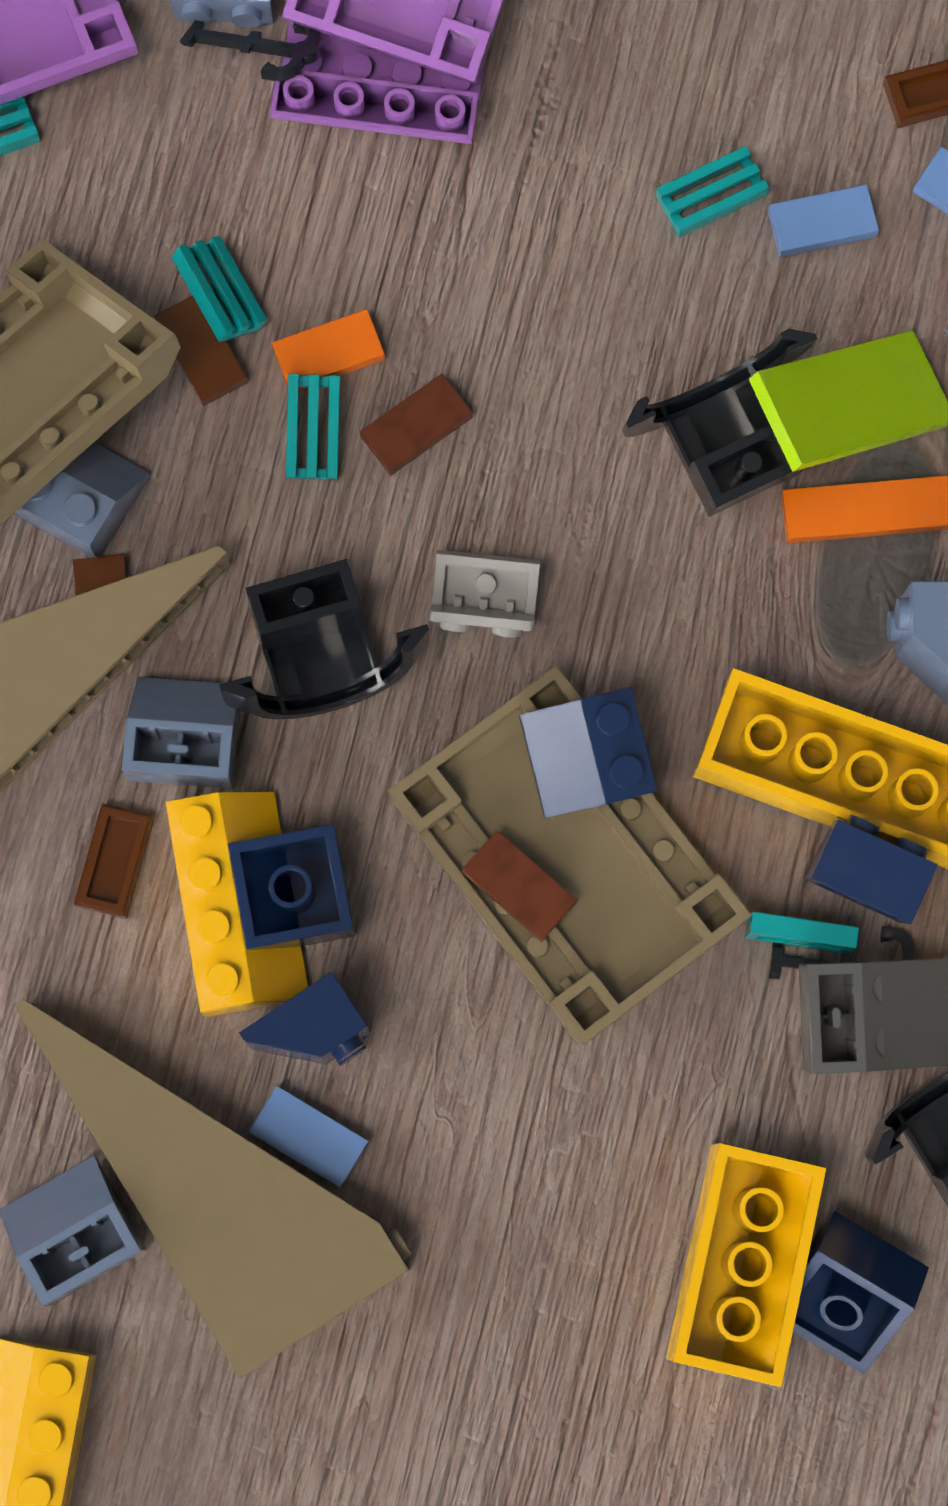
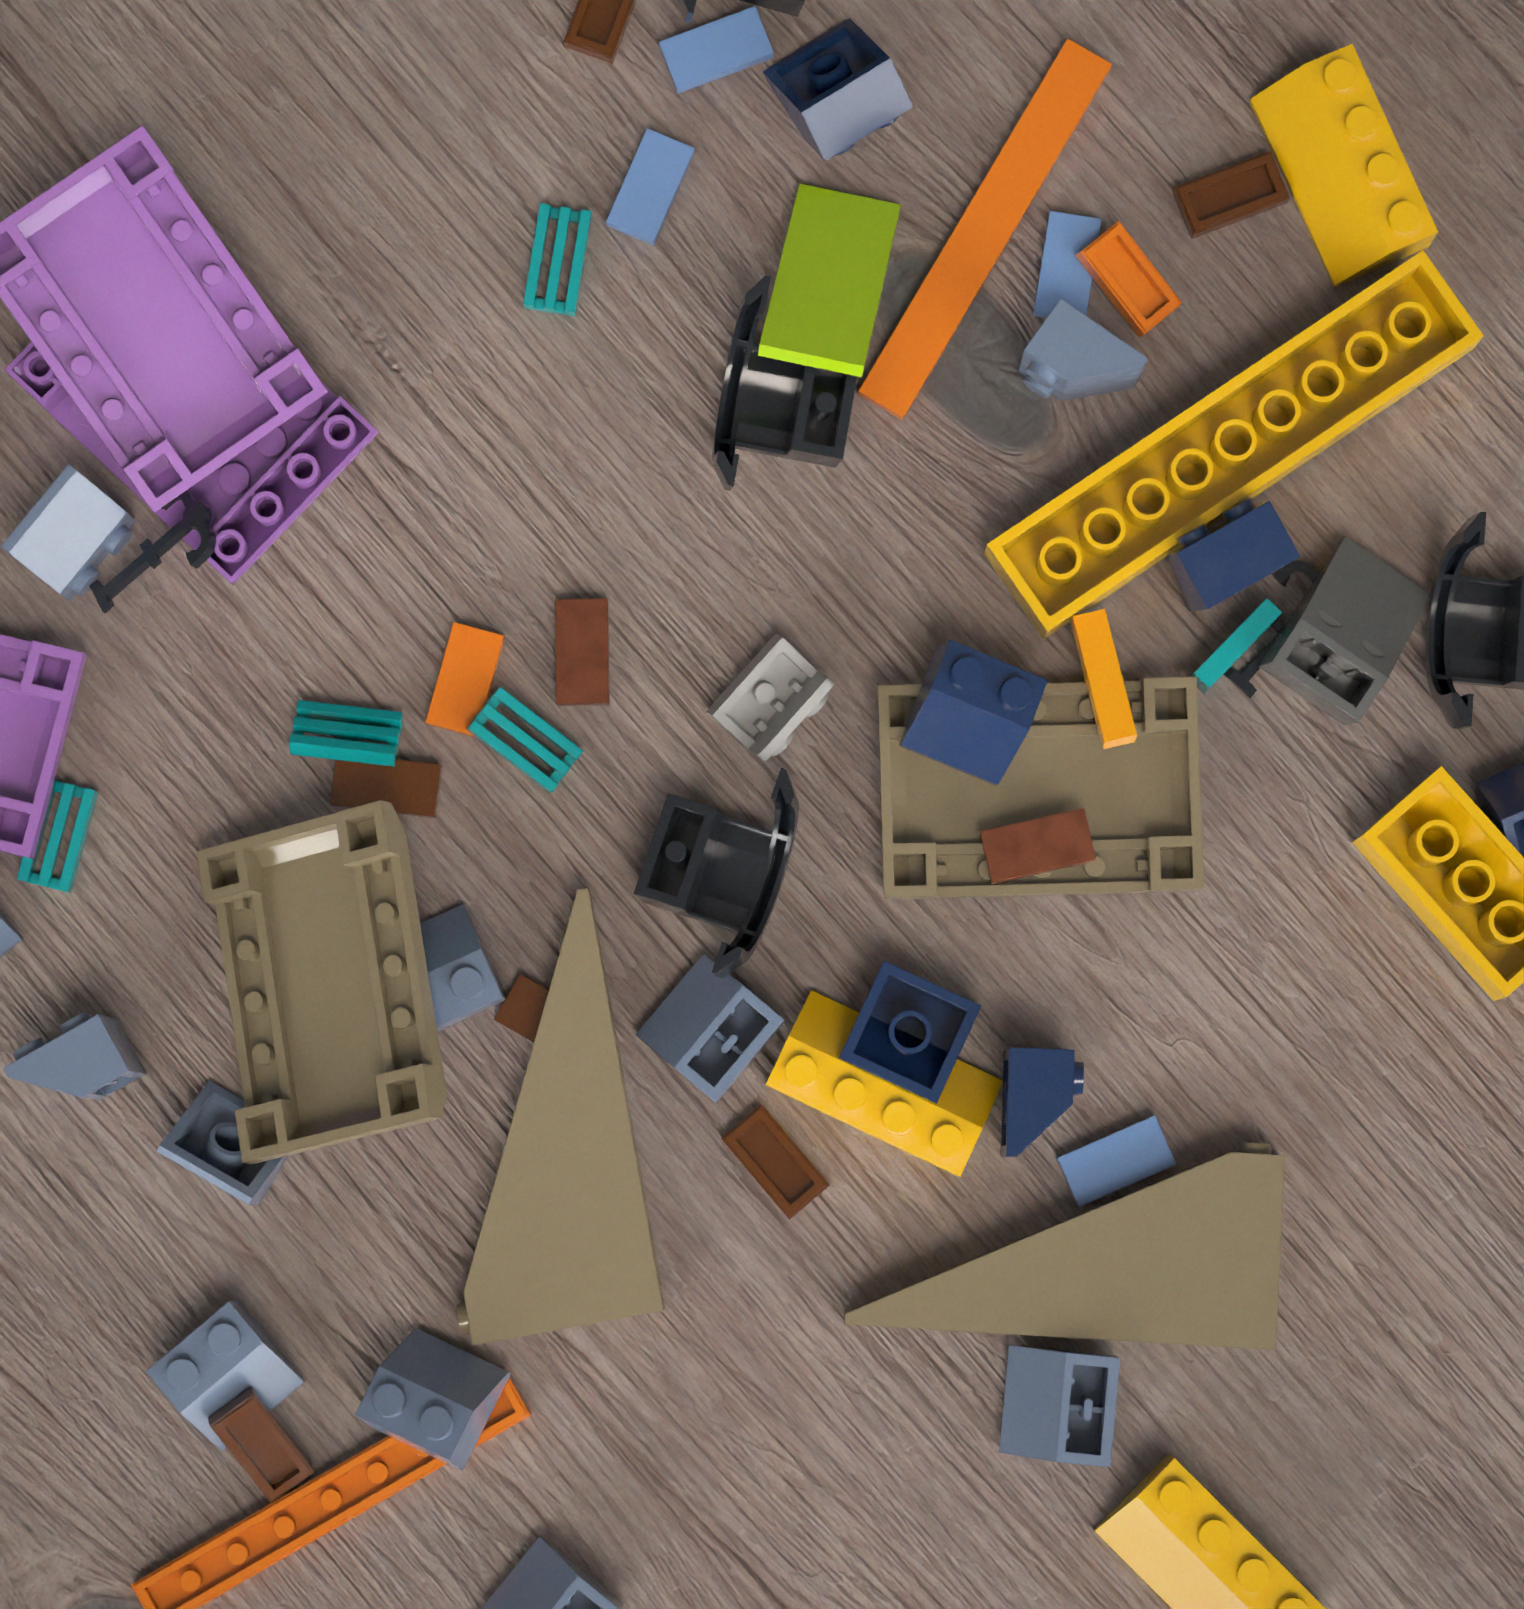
camera: 45 degrees left, 5 degrees up
(694, 842) = (1103, 679): none -> light orange piece

